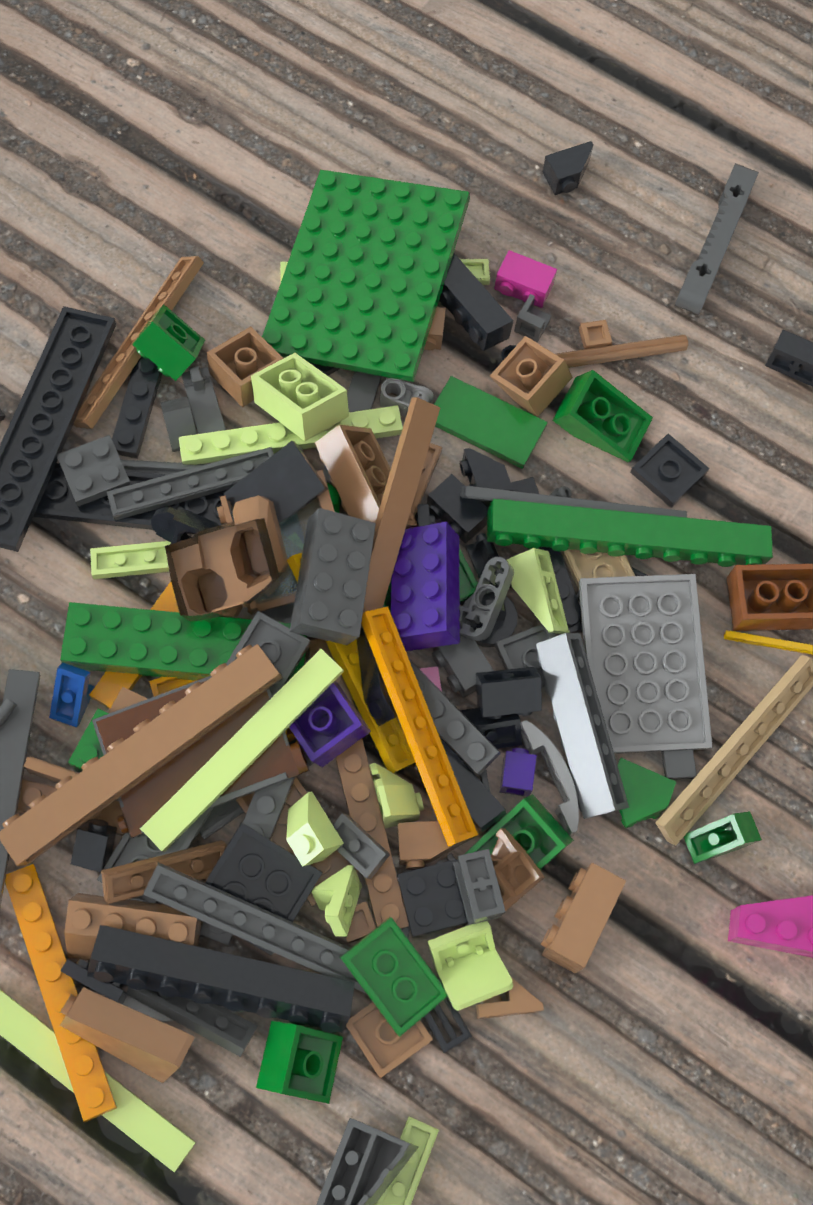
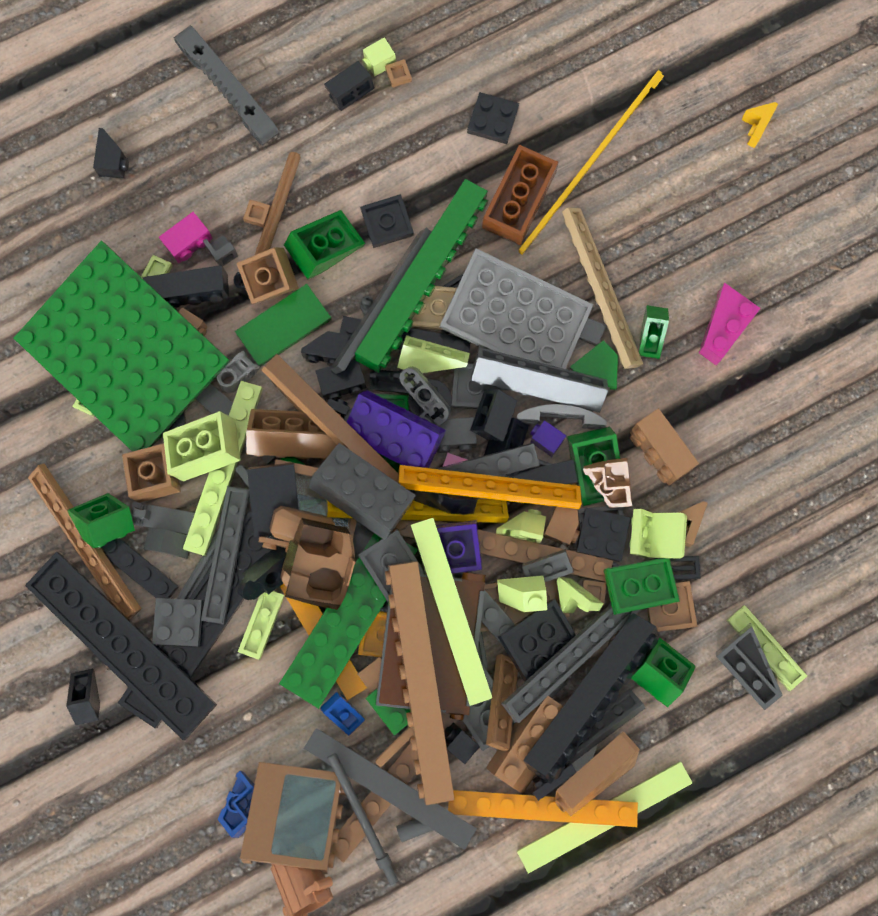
camera: 55 degrees left, 10 degrees up
(479, 887) = (615, 503): dark grey hinge -> none

